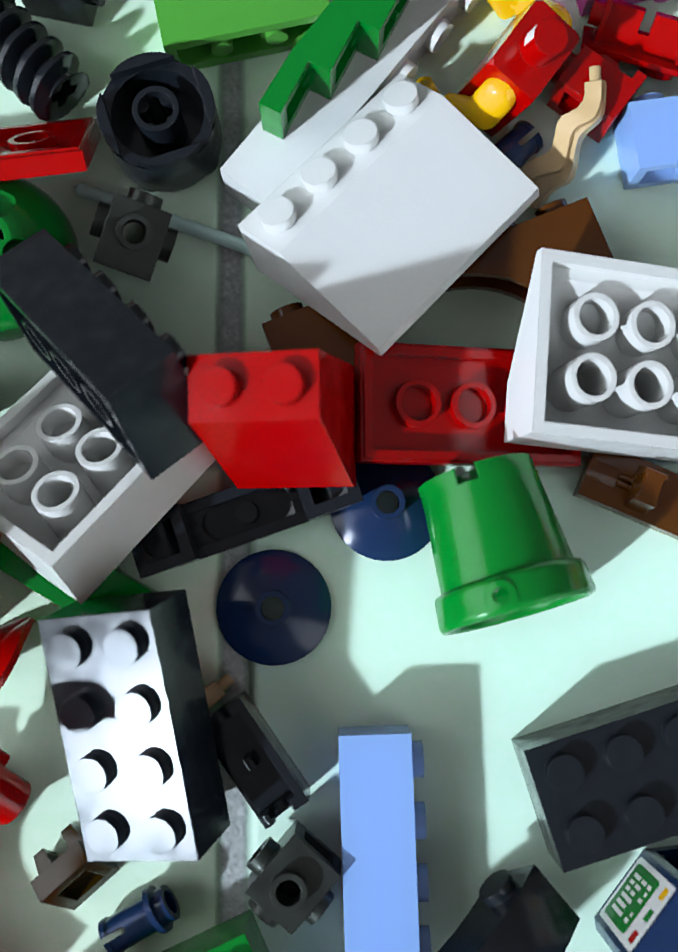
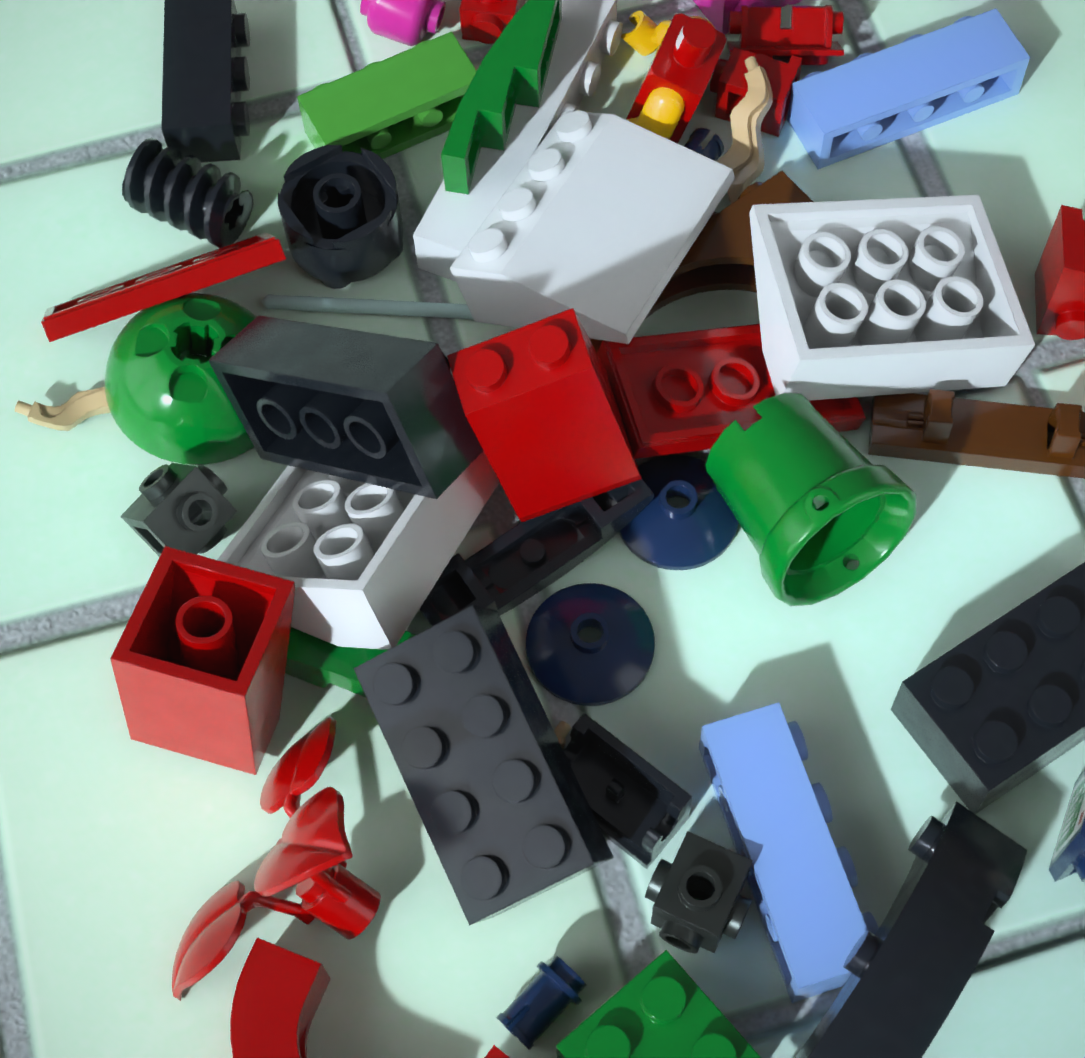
camera: 10 degrees left, 20 degrees down
(69, 878) = (453, 965): dark brown tile -> none
(116, 251) = (342, 301): pearl dark grey brick -> none

